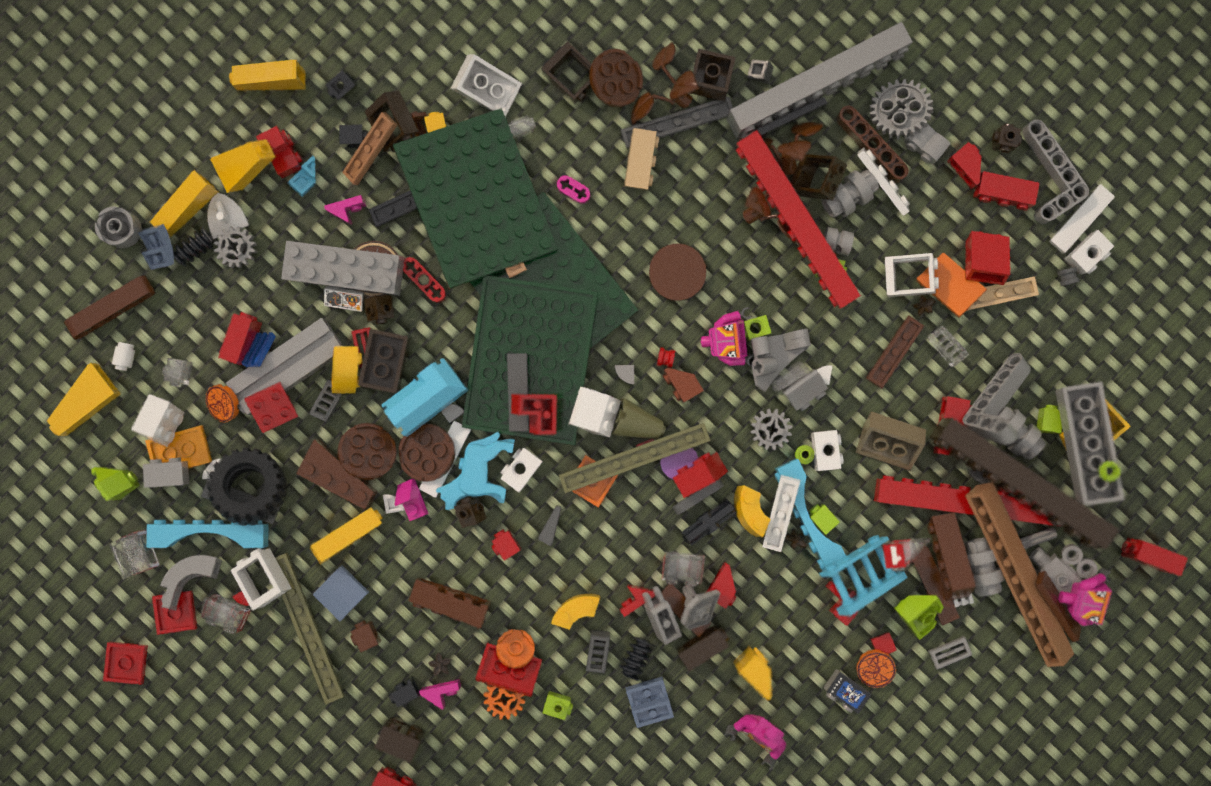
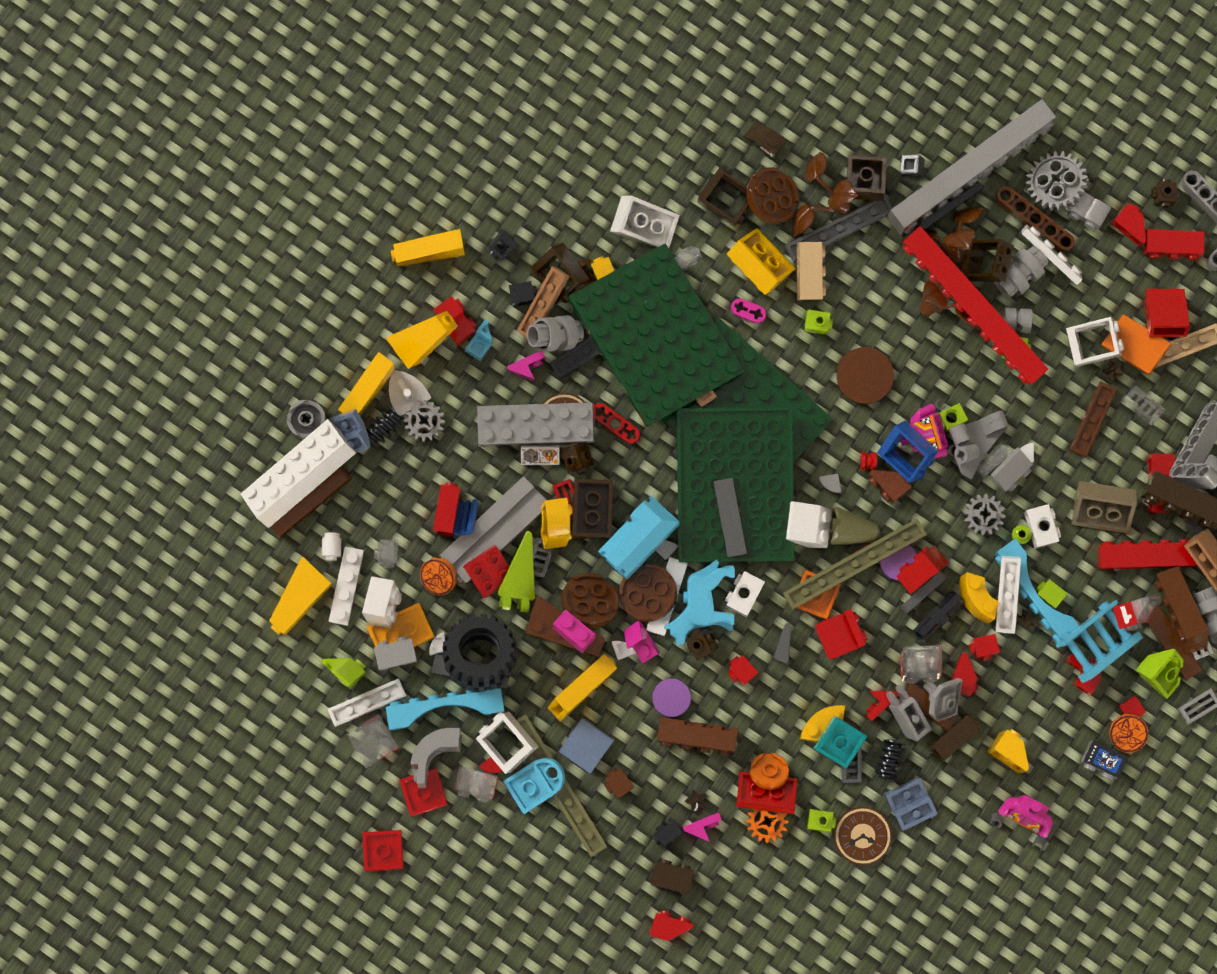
camera: 10 degrees left, 5 degrees down
(96, 279) = (298, 473): none -> white brick
(133, 397) = (346, 586): none -> white plate
(134, 515) = (366, 702): none -> white tile
(281, 623) = (534, 784): none -> medium azure tile
(300, 418) = (519, 578): none -> lime flag
(340, 482) = (573, 631): none -> dark pink brick
(372, 180) = (555, 333): none -> light grey piece
(432, 559) = (671, 697): none -> medium lavender tile
(541, 411) = (757, 530): red brick -> none
(589, 633) = (840, 742): none -> teal plate
(593, 141) = (760, 261): none -> yellow slope
(596, 726) = (862, 836): none -> tile
(609, 525) = (841, 634): none -> red bracket
(620, 22) = (765, 139): none -> dark brown slope
(639, 211) = (818, 322): none -> lime brick
(695, 364) = (891, 456): none -> blue window
(748, 560) = (984, 647): none -> red brick

